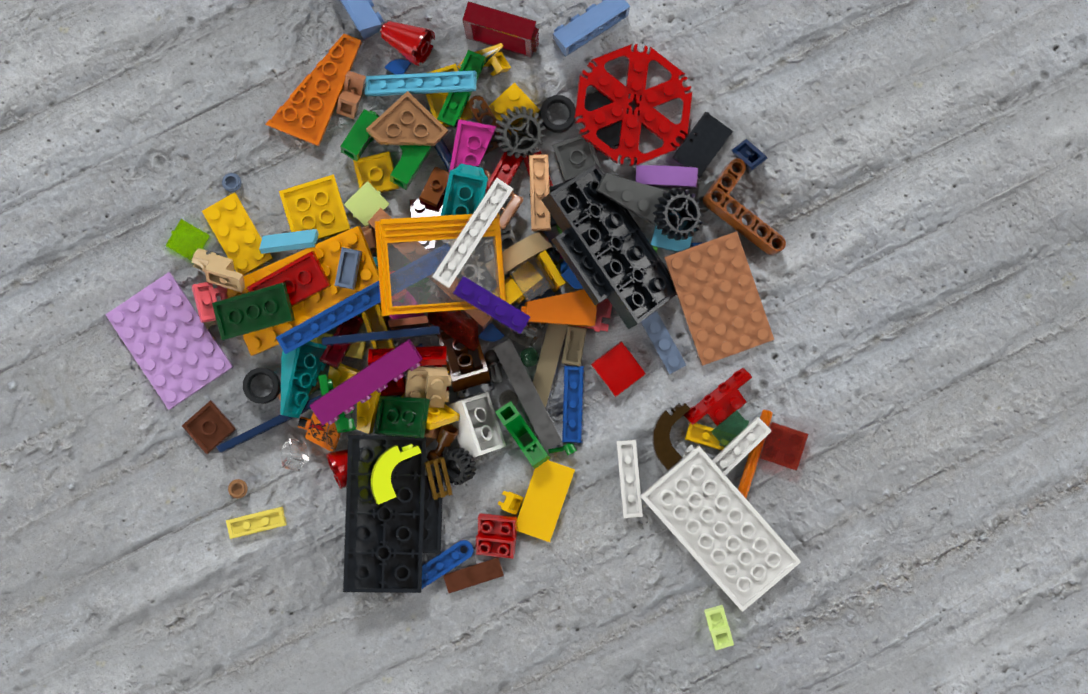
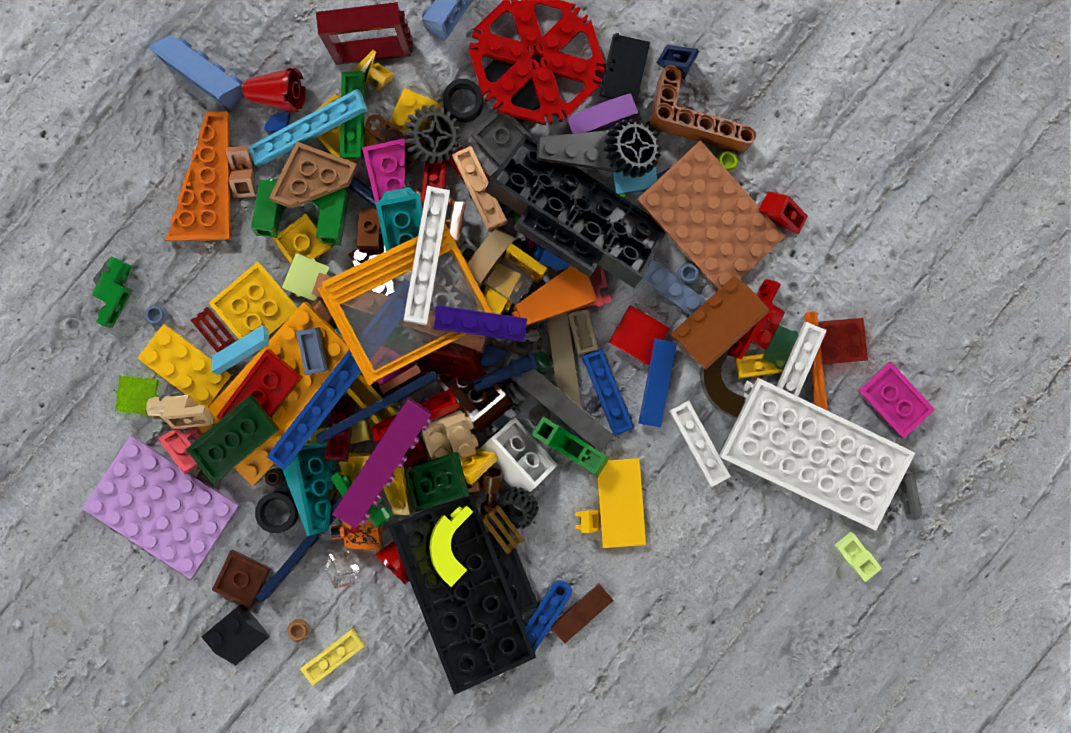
camera: 25 degrees left, 0 degrees up
(186, 471) = (236, 635): none -> black slope
(204, 146) = (111, 290): none -> green plate
(261, 202) = (201, 316): none -> clear red tile
(267, 356) = (270, 477): none -> dark brown pin
(496, 535) = (588, 562): red slope -> none
(505, 352) = (514, 368): none -> dark blue pin
(569, 449) = (623, 438): green hand -> none
(616, 414) = (657, 382): none -> blue tile
(681, 335) = (688, 273): none -> sand blue plate
(687, 387) = (719, 322): none -> dark orange slope
(754, 257) = (728, 160): none -> lime plate
(781, 319) = (783, 211): none -> red slope
(784, 597) = (910, 497): none -> dark grey slope
(806, 513) = (896, 400): none -> dark pink plate

